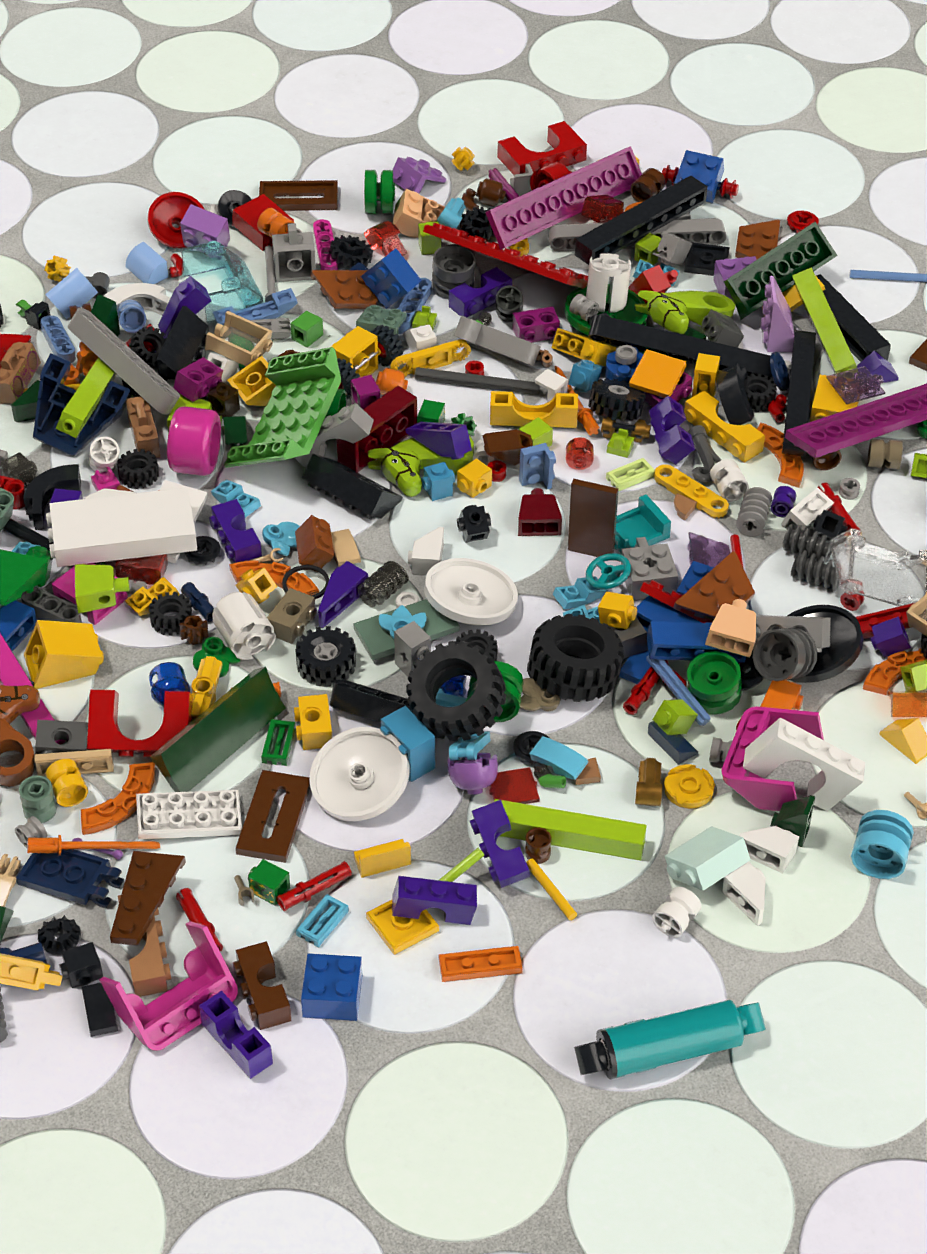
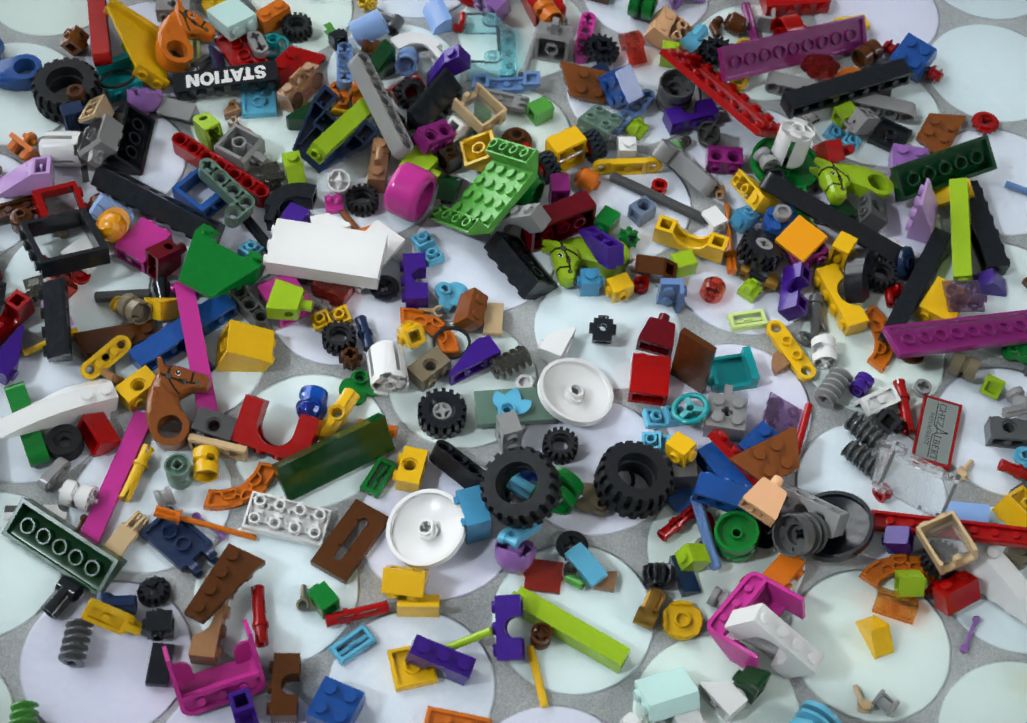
camera: 15 degrees right, 10 degrees up
(41, 453) = (293, 167): none -> lime slope
(358, 833) = (404, 582): none -> yellow slope
(466, 397) = (642, 211): none -> sand blue brick
(548, 559) = (649, 379): none -> red brick
(645, 744) = (659, 575): none -> black gear
(883, 520) = (937, 431): none -> light grey tile

